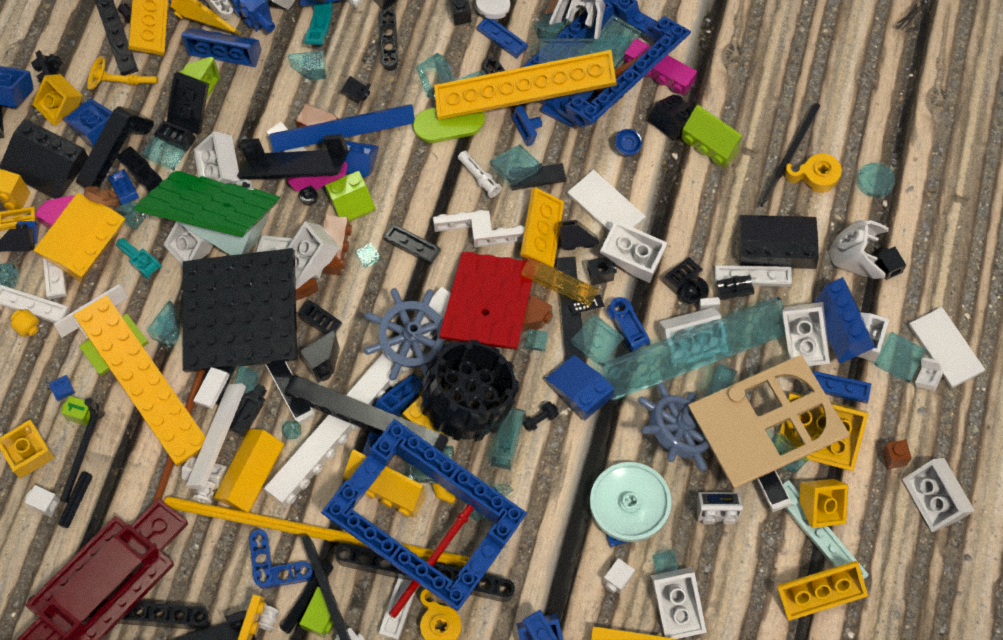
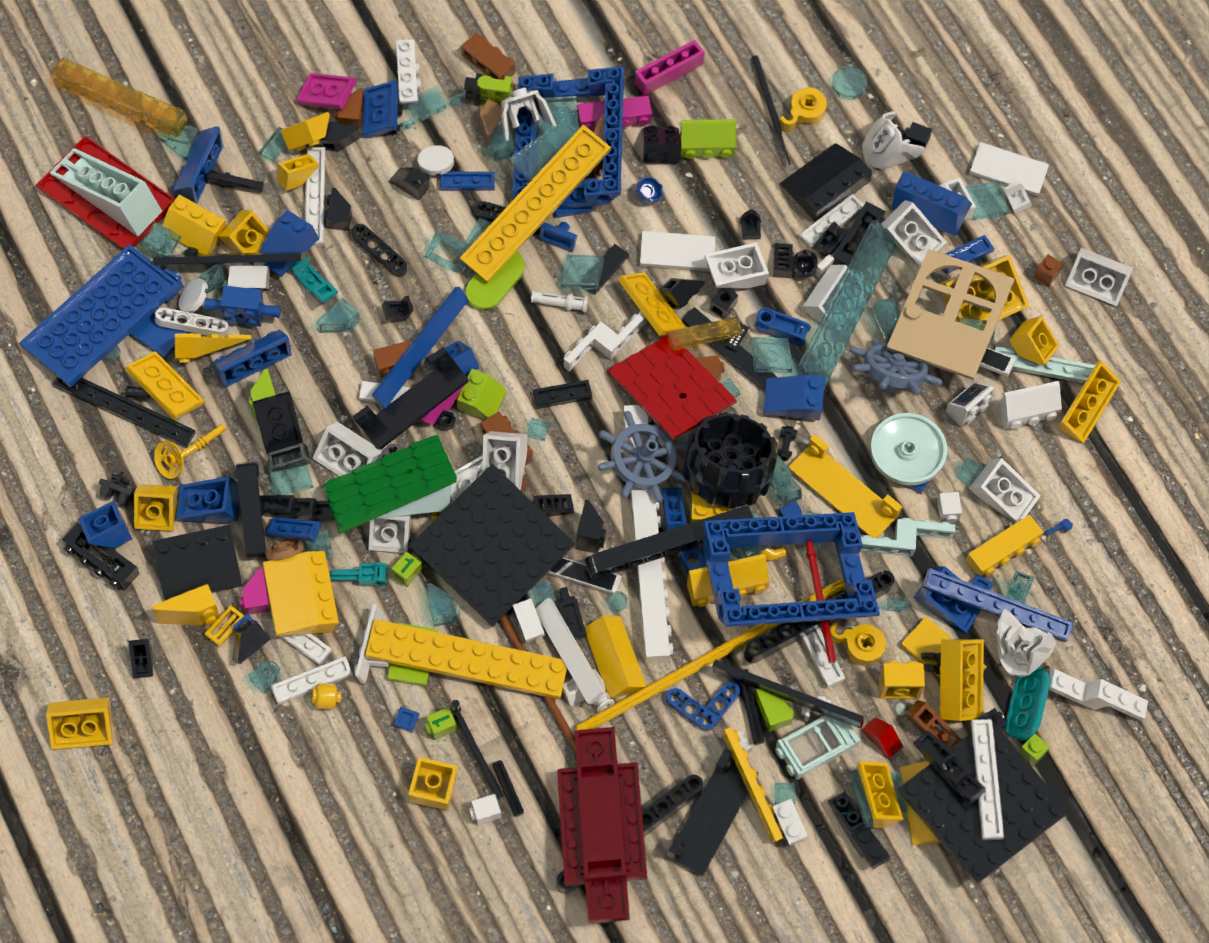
camera: 50 degrees left, 0 degrees up
(170, 279) = (407, 568): none -> lime brick
(491, 474) = (791, 509): none -> blue tile
(500, 617) = (897, 604): none -> clear light blue slope
(548, 492) = (844, 489): none -> yellow bracket
(559, 569) = (905, 537): none -> light aqua bracket
(683, 229) = (750, 225): none -> black tile
(736, 62) = (669, 67): none -> dark pink brick
(768, 551) = (1030, 405): none -> white slope
(785, 290) = (868, 213): none -> black brick

